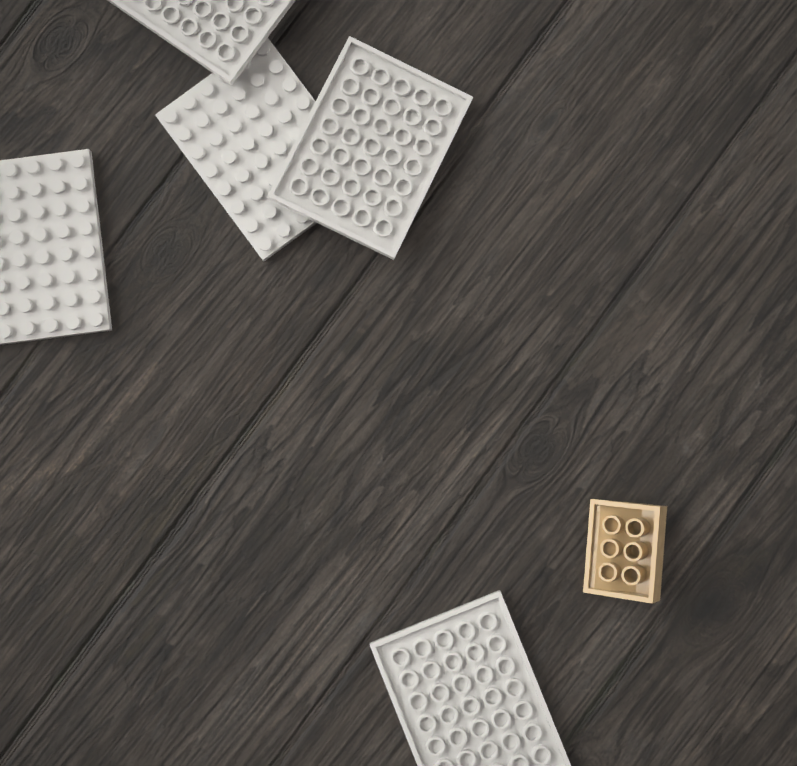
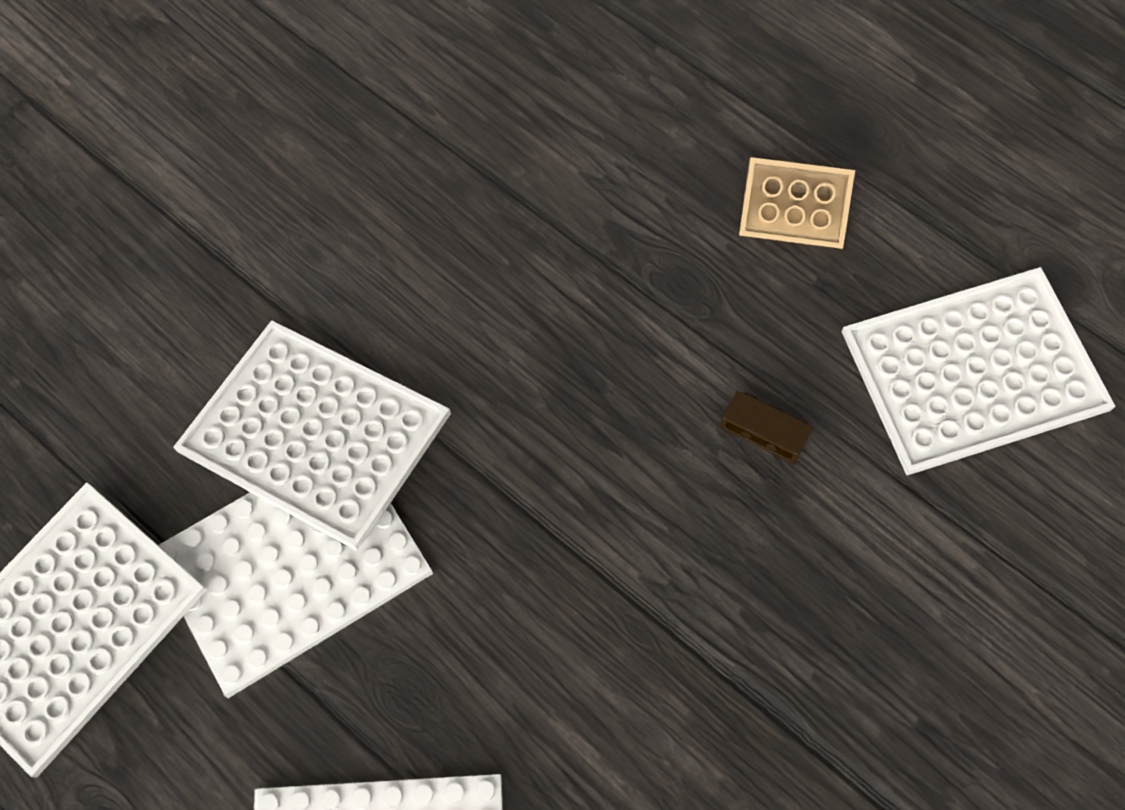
camera: 90 degrees left, 20 degrees down
(403, 526) = (766, 426): none -> dark brown brick

